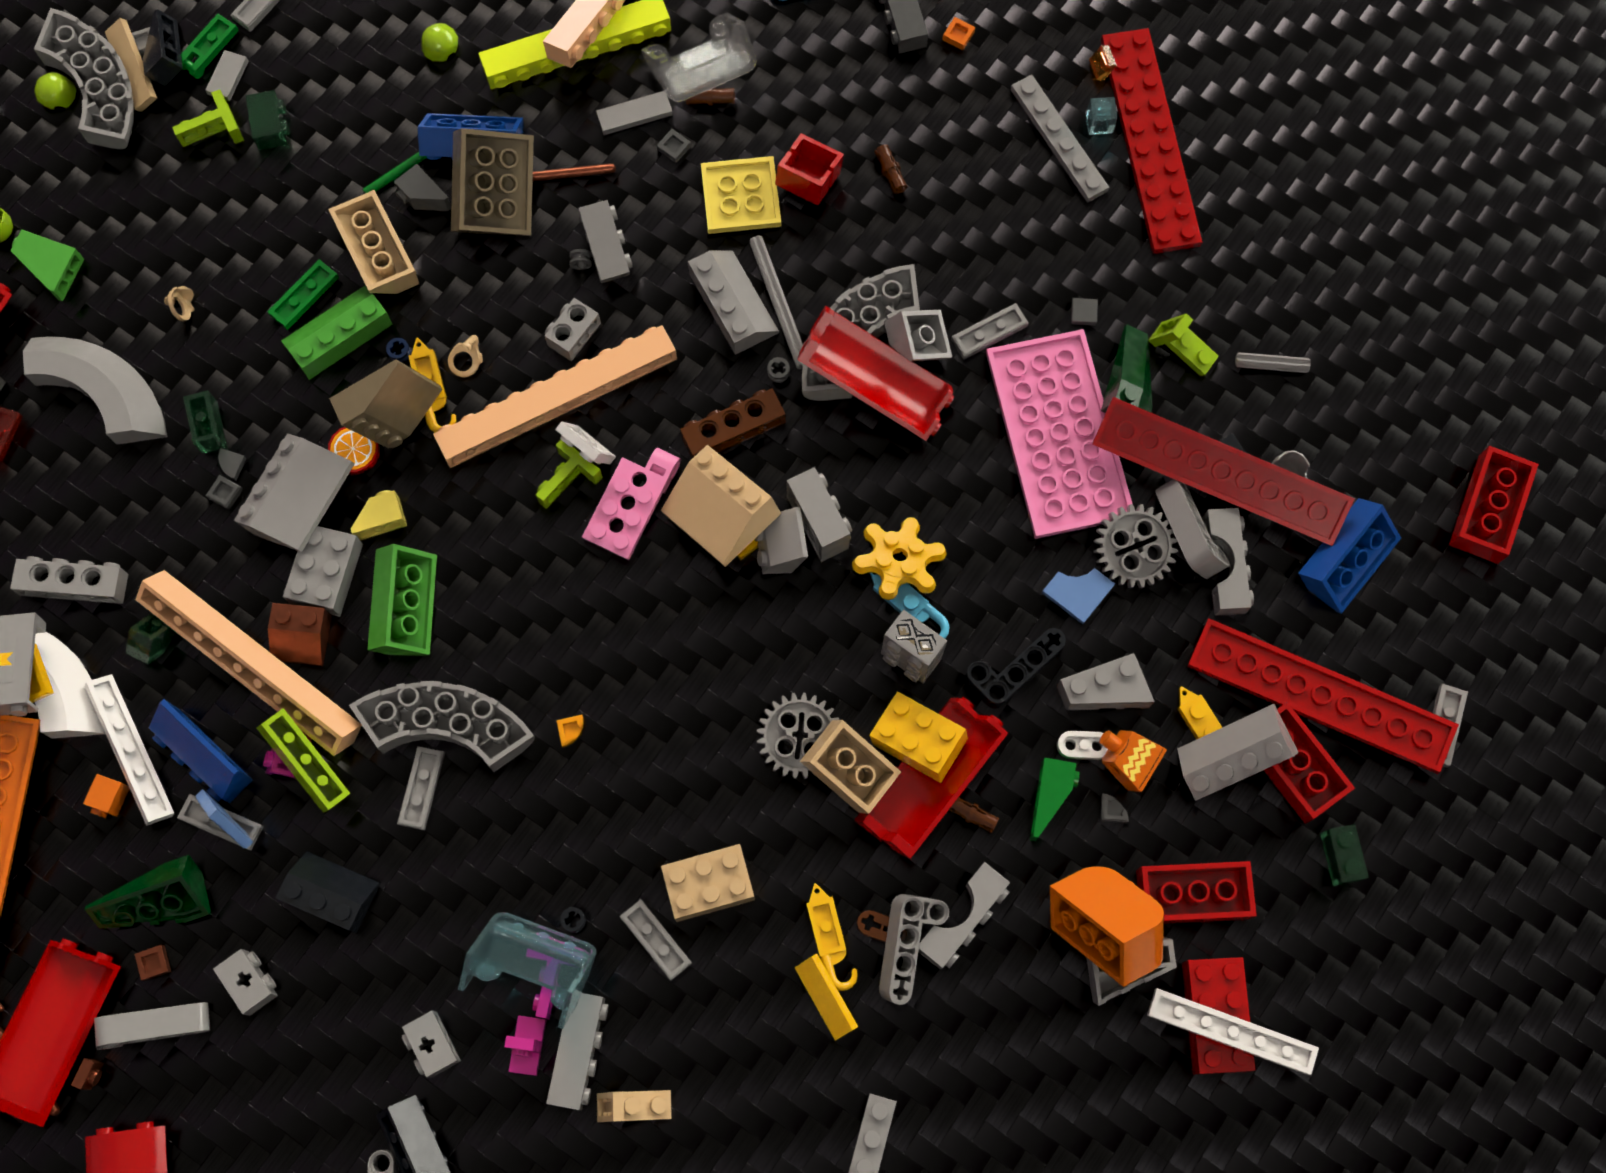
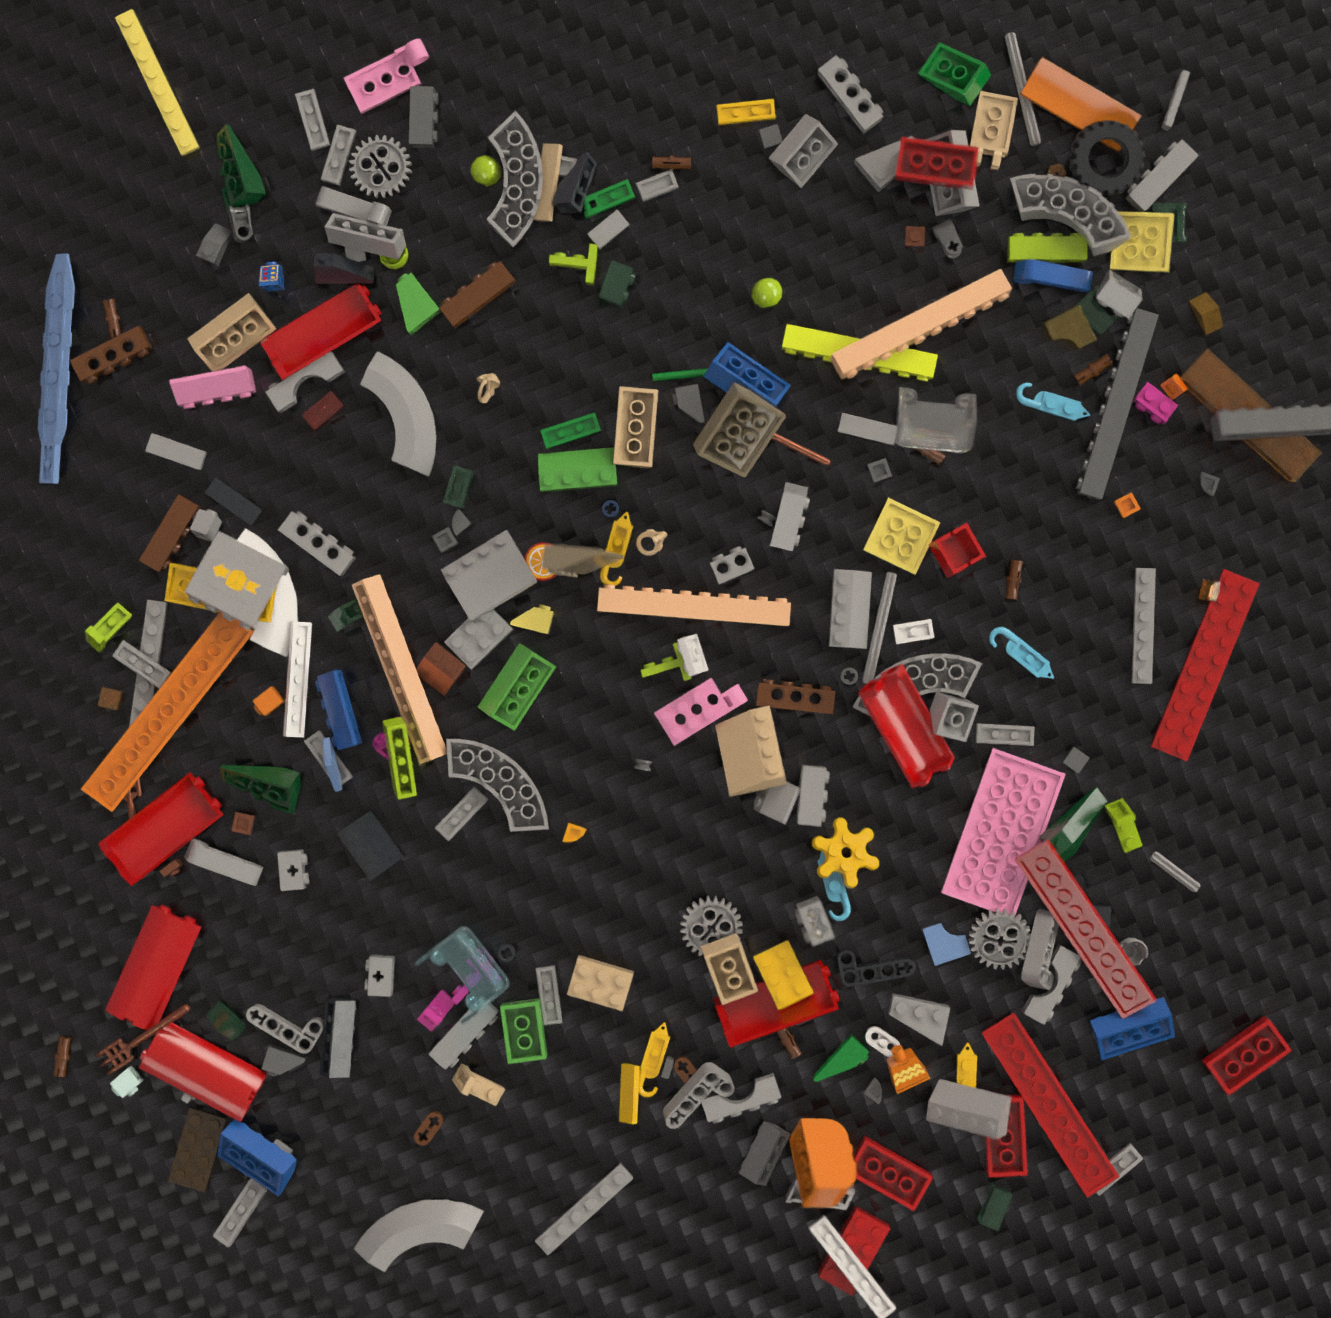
camera: 30 degrees right, 15 degrees up
(114, 215) = (477, 294): none -> reddish brown brick
(603, 601) = (643, 764): none -> dark grey bush
(649, 999) = (523, 1031): none -> bright green brick
(818, 282) = (913, 631): none -> white plate
(852, 935) = (667, 1067): none -> dark grey tile
(953, 236) = (1023, 653): none -> medium azure plate
(1034, 964) = (764, 1153): none -> dark grey brick
(1101, 115) = (1181, 630): clear light blue brick -> none

